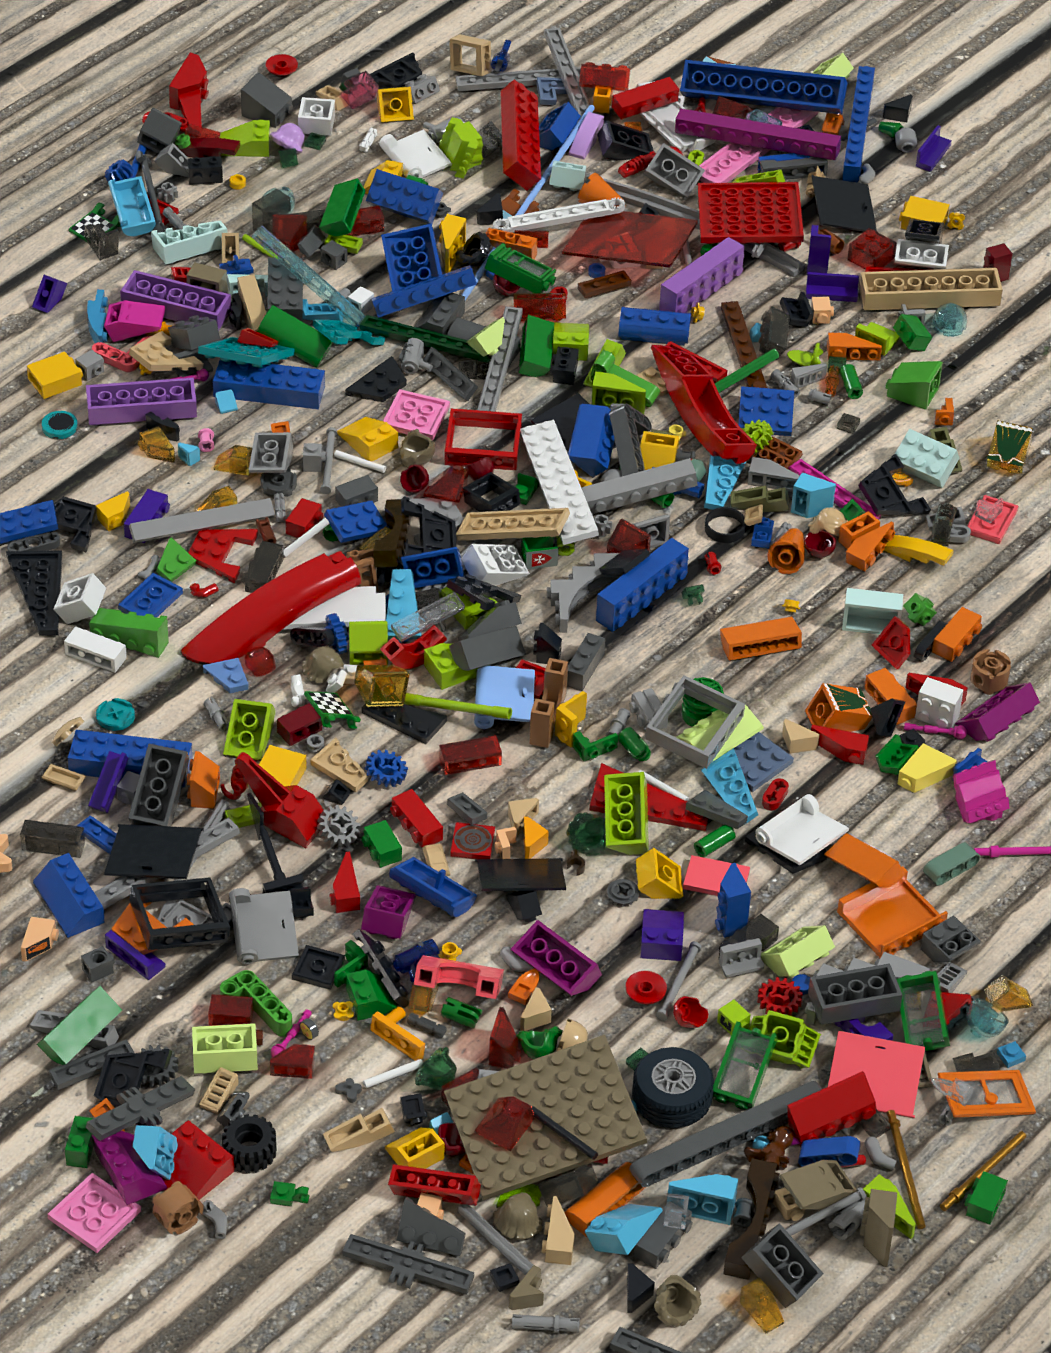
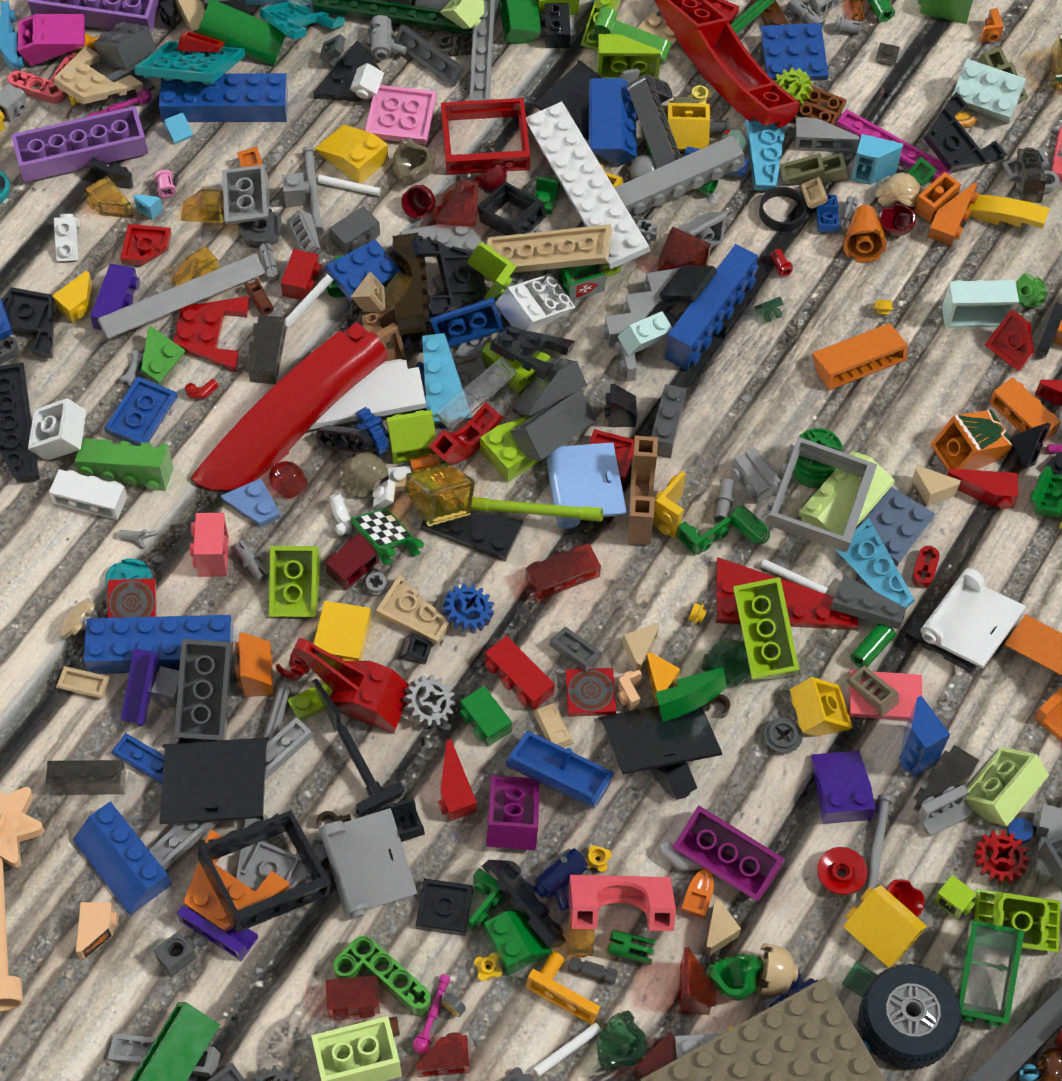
camera: 10 degrees left, 15 degrees up
(115, 721) = (132, 598): none -> tile
(116, 467) = (66, 237): none -> white bracket
(128, 684) = (136, 536): none -> light grey bar
(179, 480) = (144, 243): none -> red plate
(186, 694) = (210, 544): none -> coral brick
(313, 487) = (304, 221): none -> light grey slope
(357, 537) = (370, 294): none -> tan slope
(368, 359) = (332, 50): none -> dark grey bracket
(392, 385) = (366, 81): none -> white brick
(462, 528) = (493, 267): none -> lime bracket
(553, 849) = (690, 693): none -> green slope
(574, 799) = (697, 613): none -> yellow plate
(579, 593) = (645, 333): none -> light aqua brick
(668, 1022) = (884, 925): none -> yellow brick
(708, 872) = (884, 701): none -> dark tan slope

